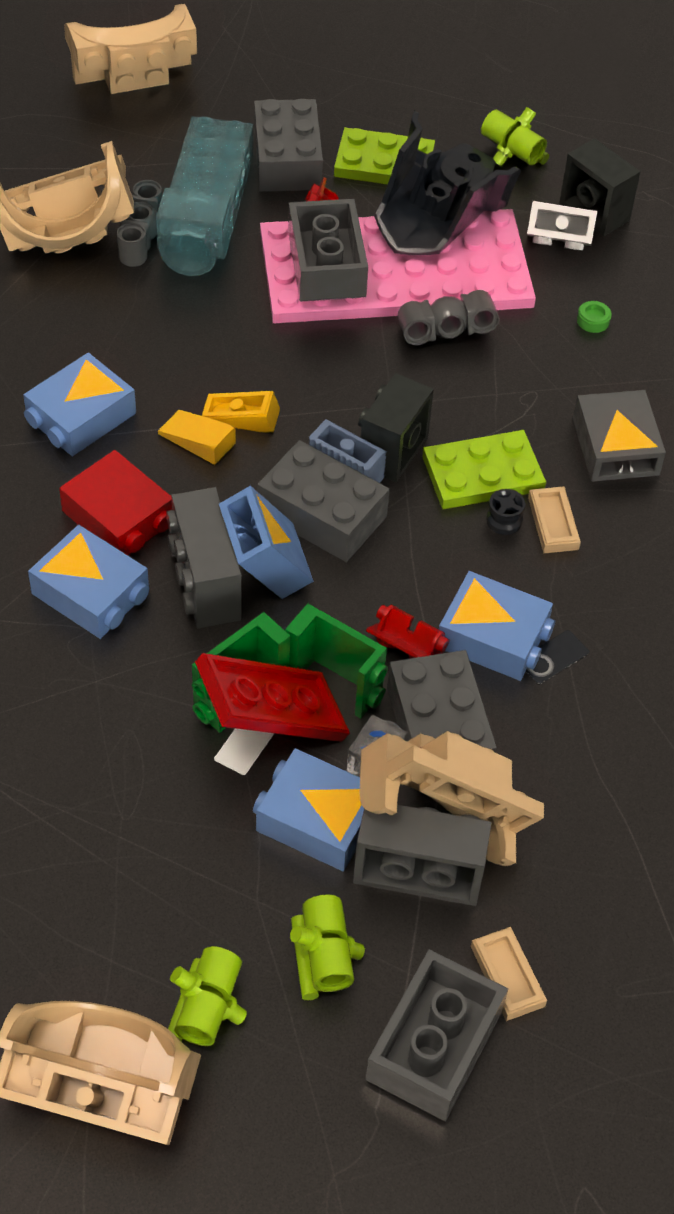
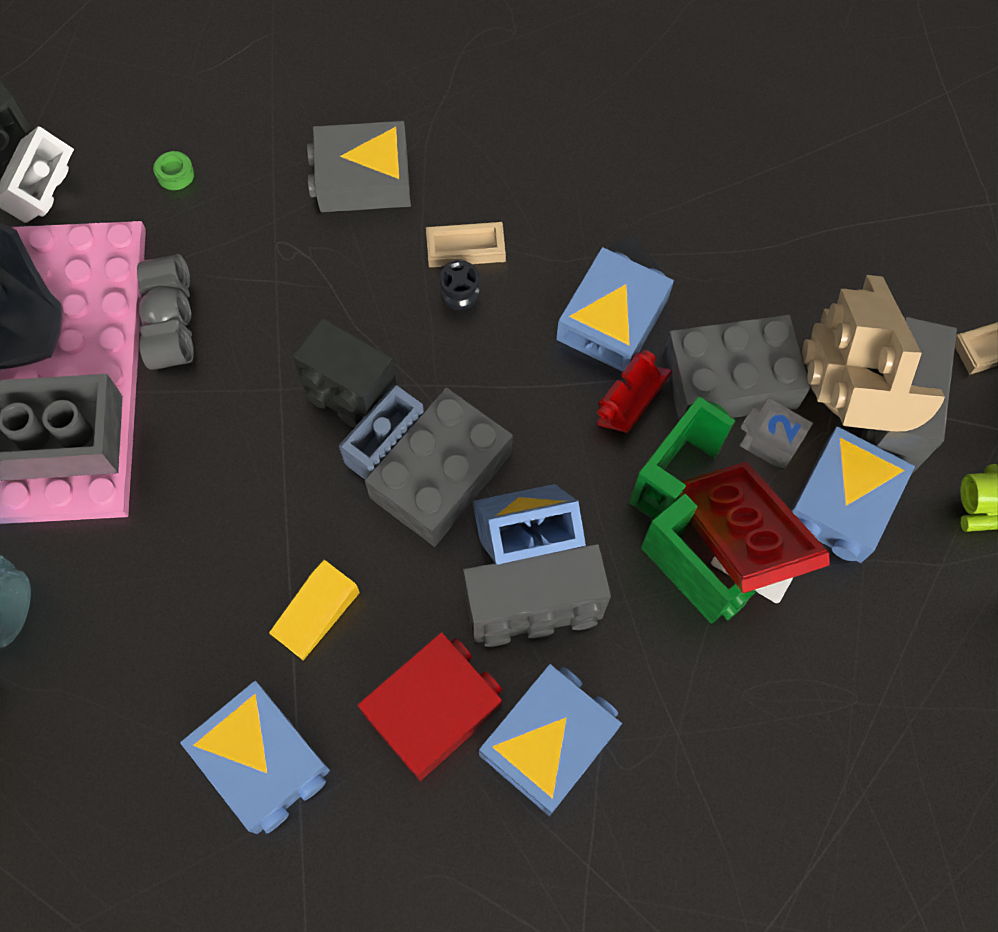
camera: 85 degrees left, 15 degrees up
(244, 410) = (278, 559): yellow slope -> none
(477, 467) = (393, 301): lime plate -> none

